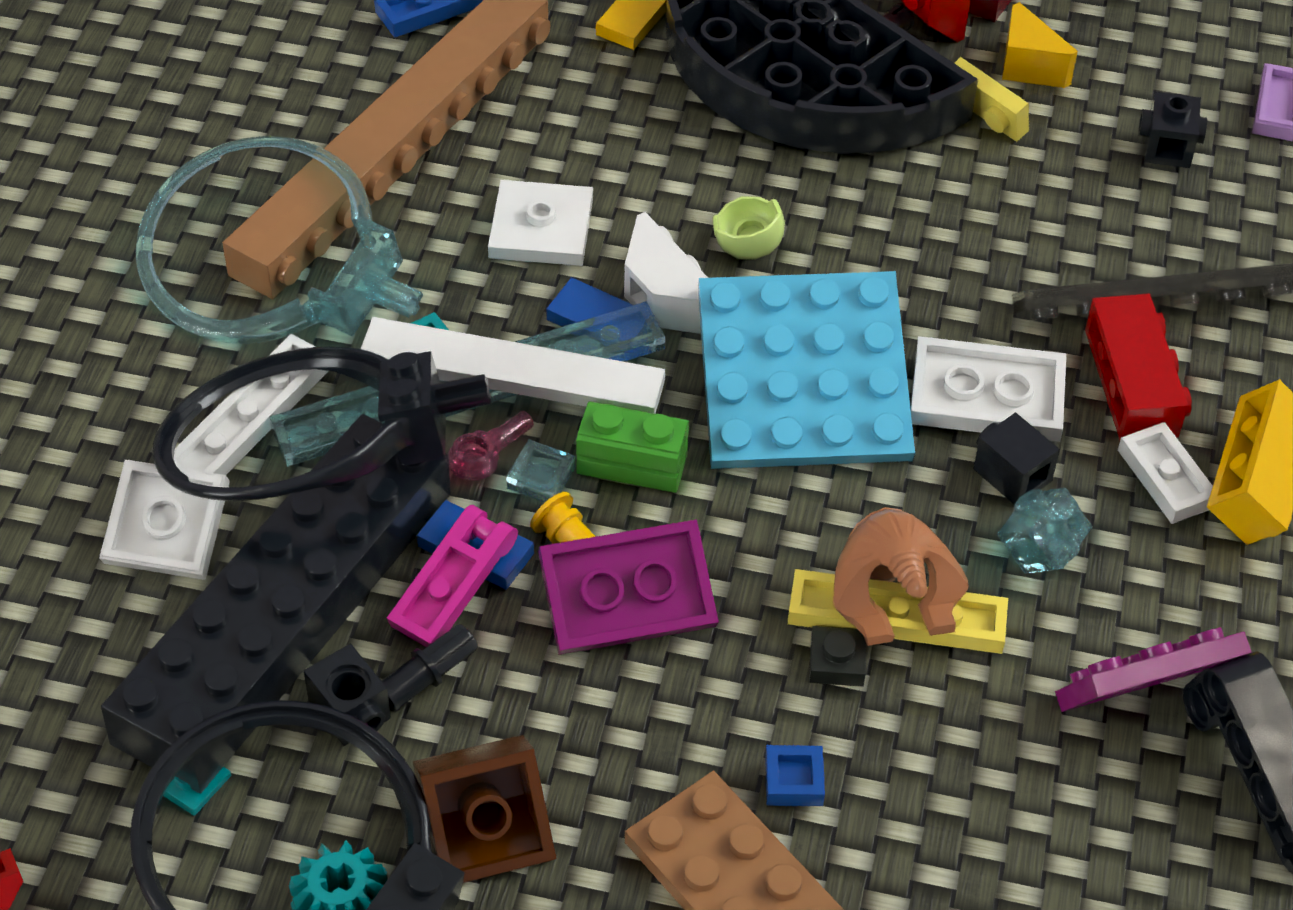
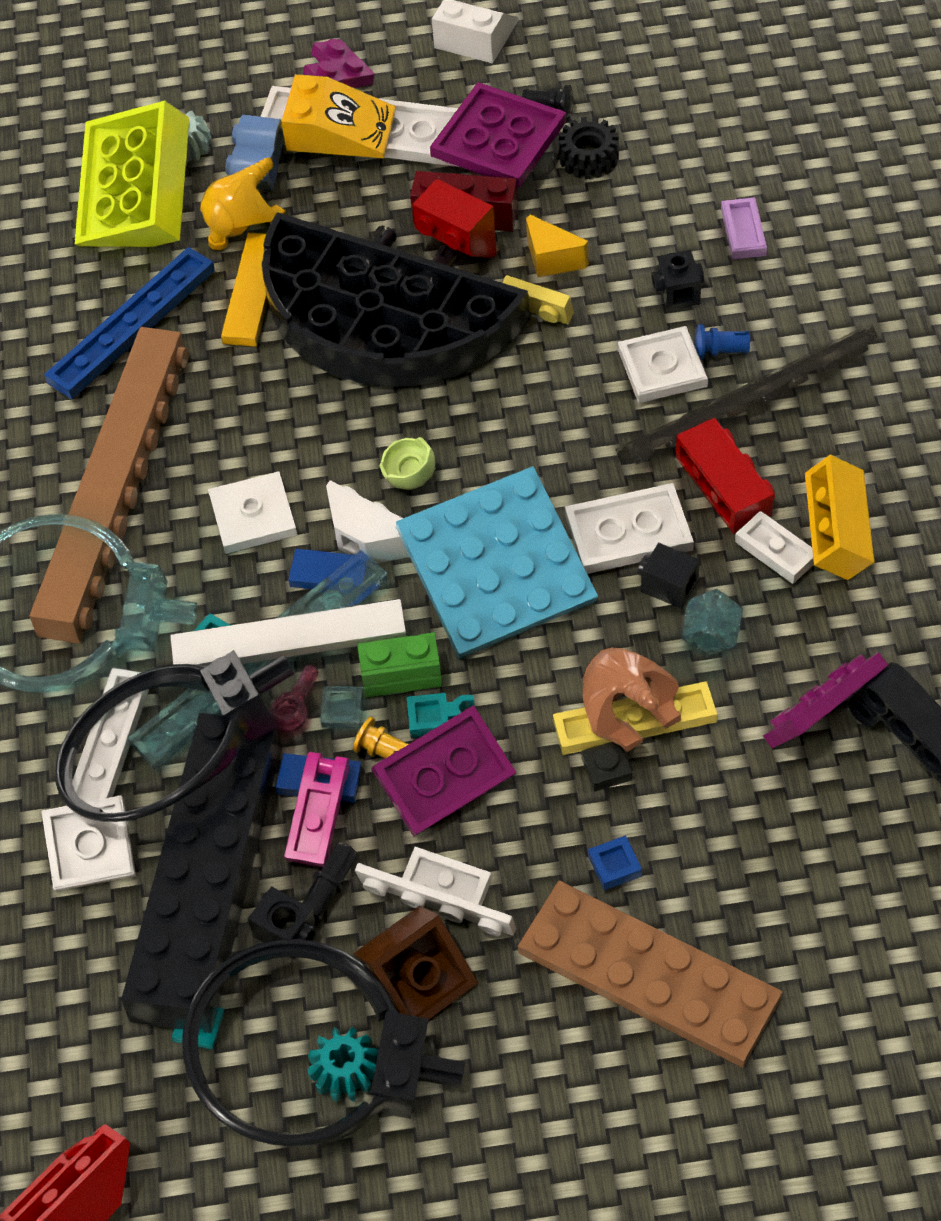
camera: 15 degrees left, 5 degrees up
(563, 720) = (442, 885): none -> white bracket
(645, 509) = (433, 710): none -> teal plate
(1112, 218) = (662, 364): none -> white plate
(1196, 216) = (720, 341): none -> blue pin

